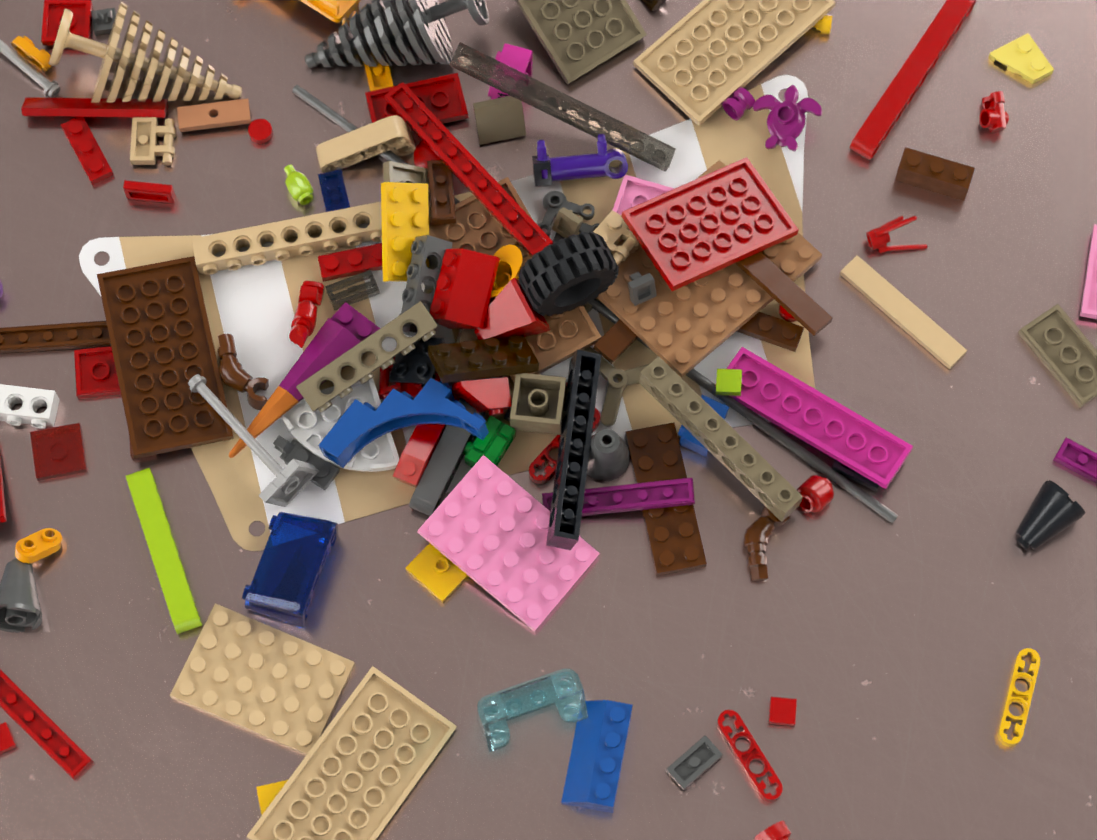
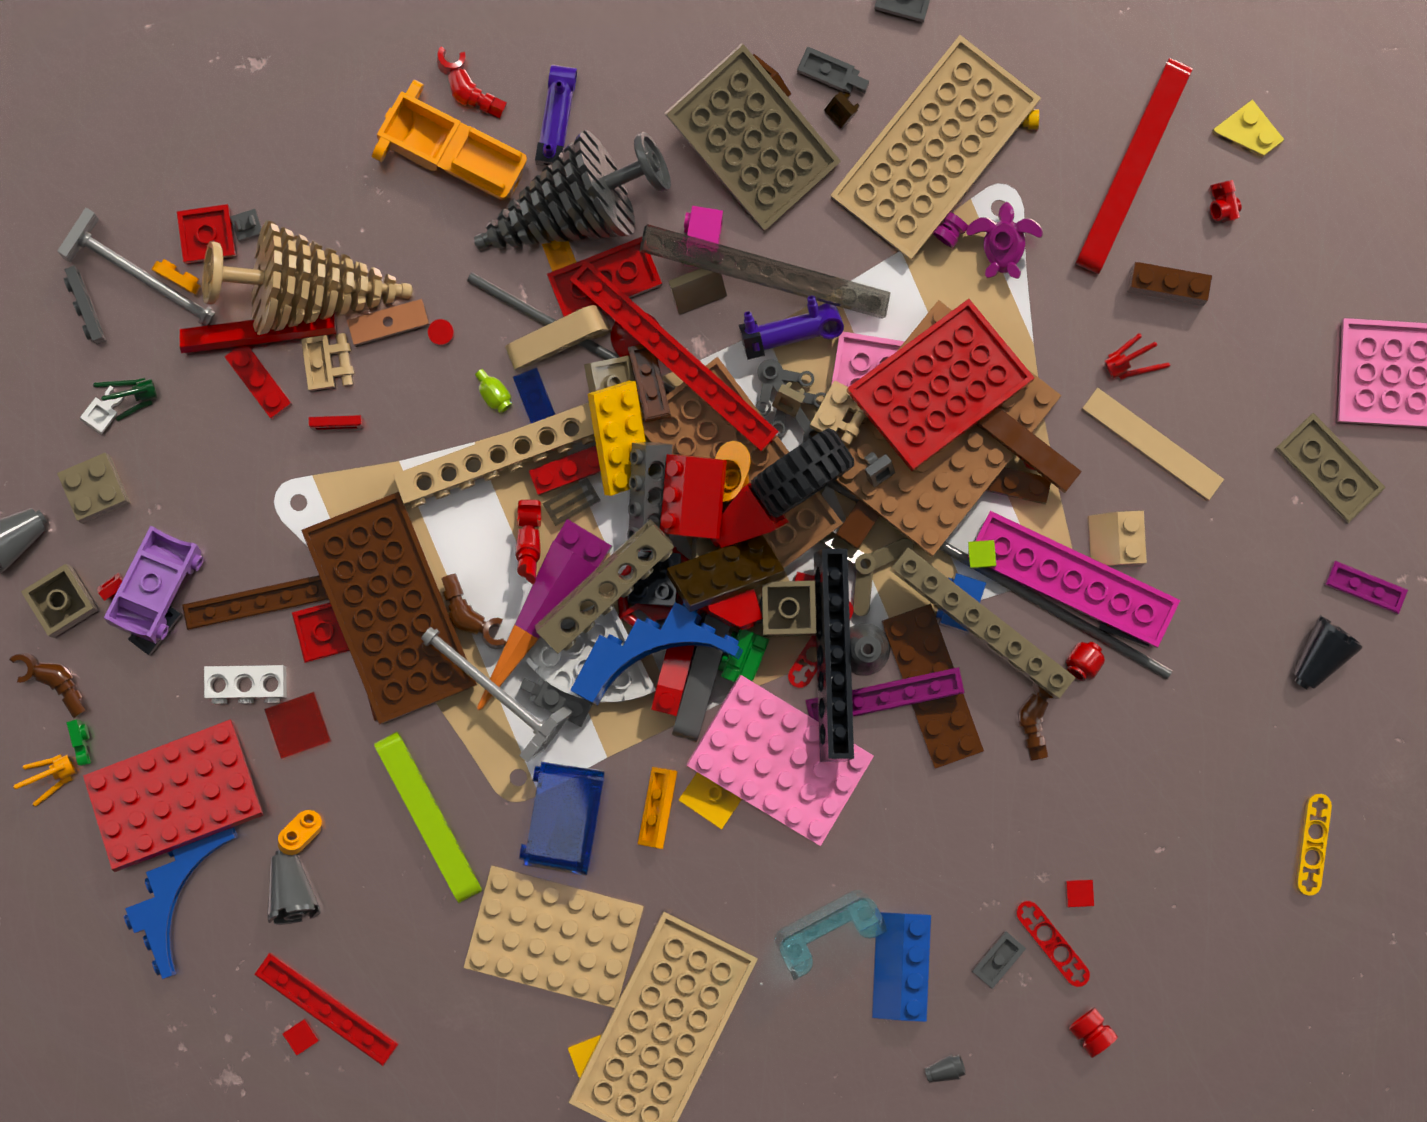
camera: 10 degrees left, 15 degrees up
(384, 572) = (657, 807): none -> light orange plate
(861, 387) = (1118, 538): none -> tan slope

